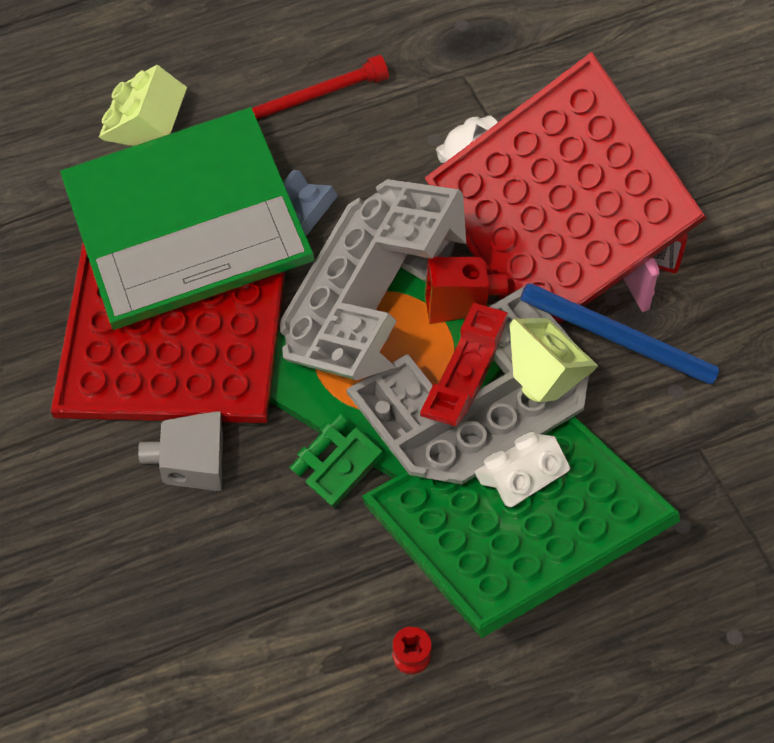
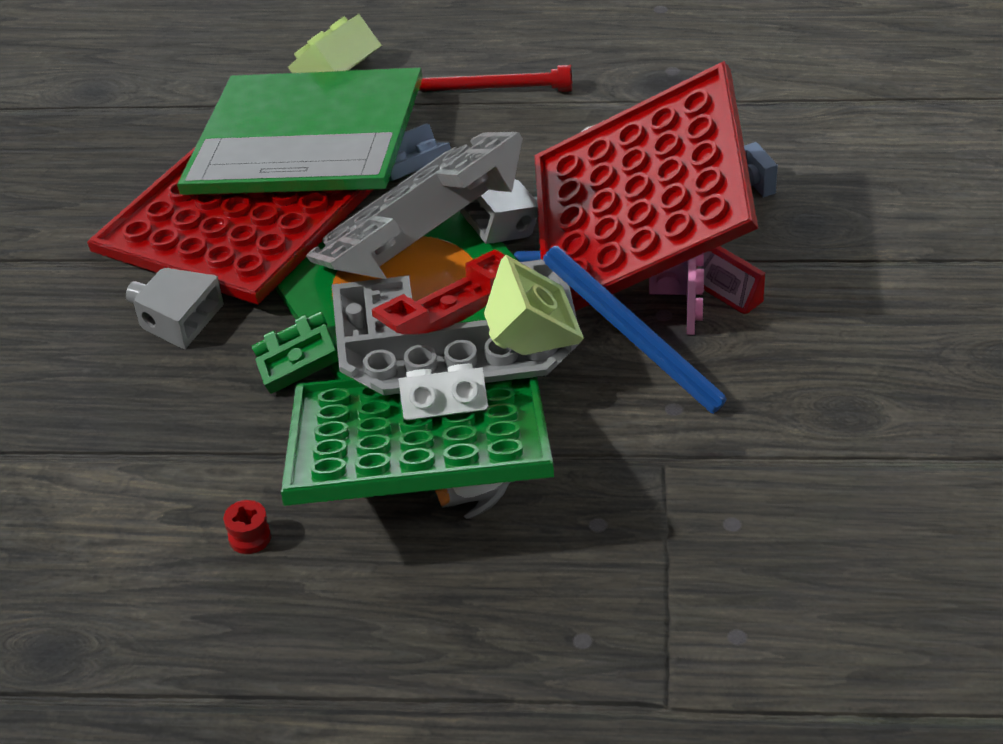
camera: 30 degrees right, 15 degrees down
(457, 284) = (498, 228): red torso -> none

